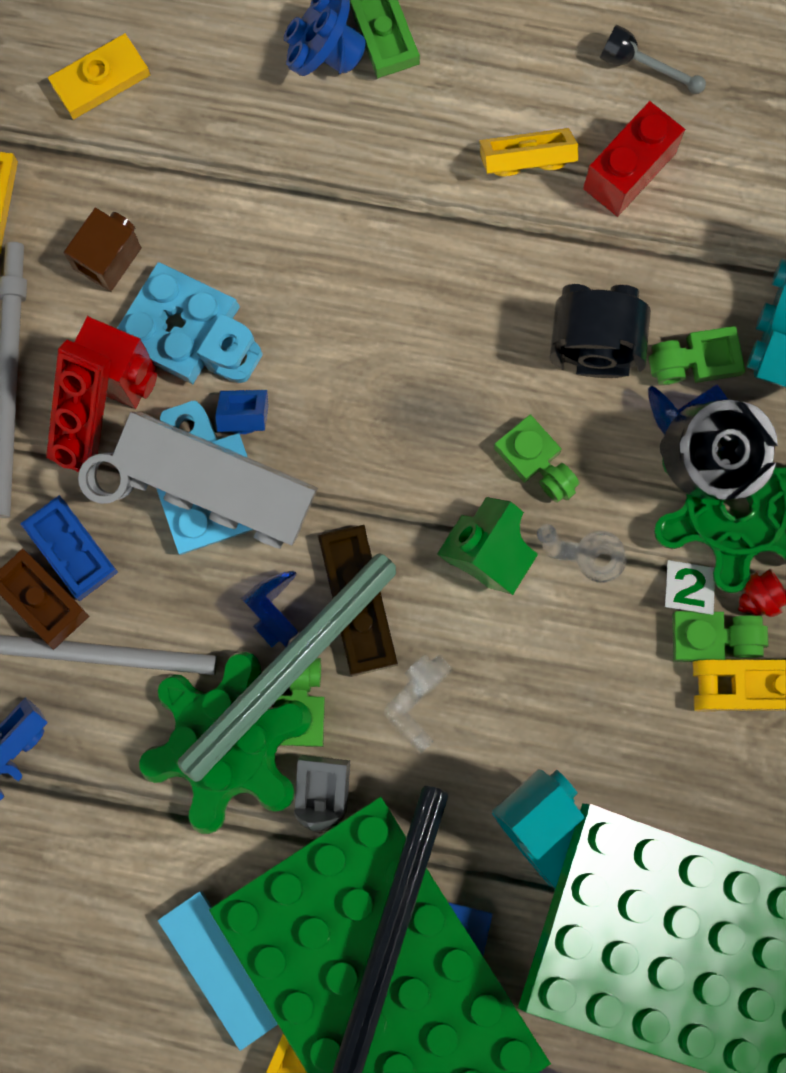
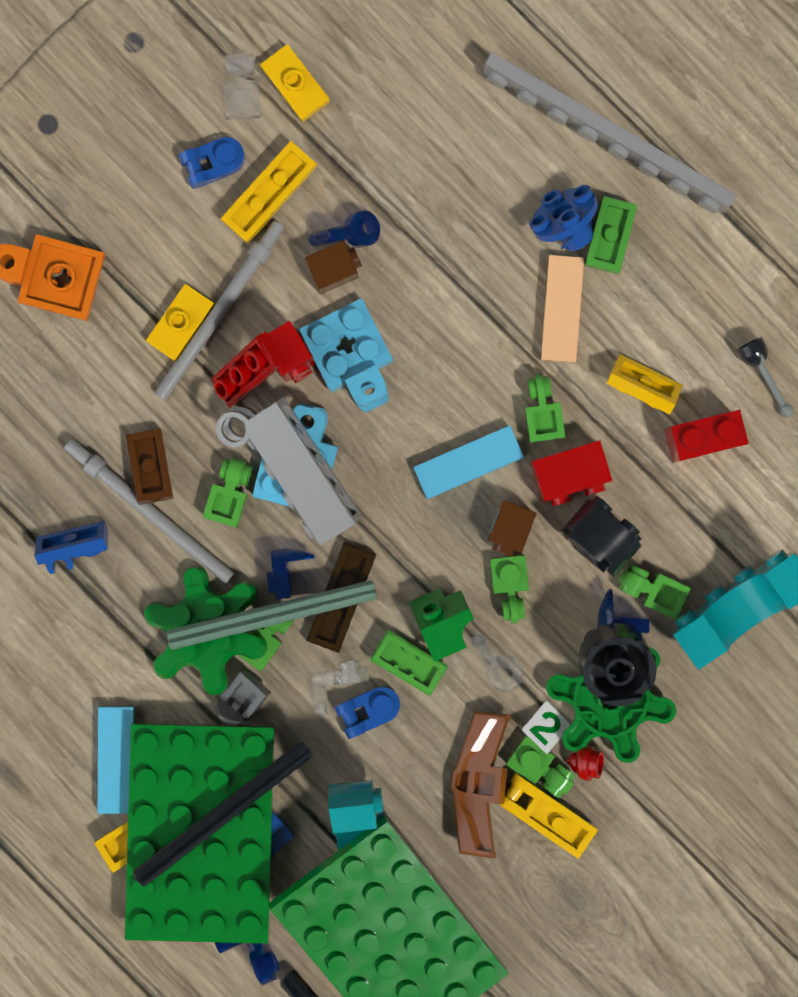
camera: 30 degrees right, 10 degrees up
(69, 548) = (188, 447): blue plate -> none
(99, 76) = (406, 142): yellow plate -> none
(107, 191) = (350, 231): none -> clear blue plate
(154, 579) = (225, 503): none -> bright green plate
(242, 411) = (349, 432): blue plate -> none
(385, 136) = (562, 309): none -> light nougat tile
(396, 359) = (468, 462): none -> medium azure tile
(447, 257) = (545, 420): none -> bright green plate
(484, 620) = (408, 662): none -> bright green plate
(487, 692) = (380, 704): none -> blue plate
(493, 393) = (511, 528): none -> reddish brown brick
(516, 292) = (571, 472): none -> red brick
(660, 702) = (478, 783): none -> dark orange plate

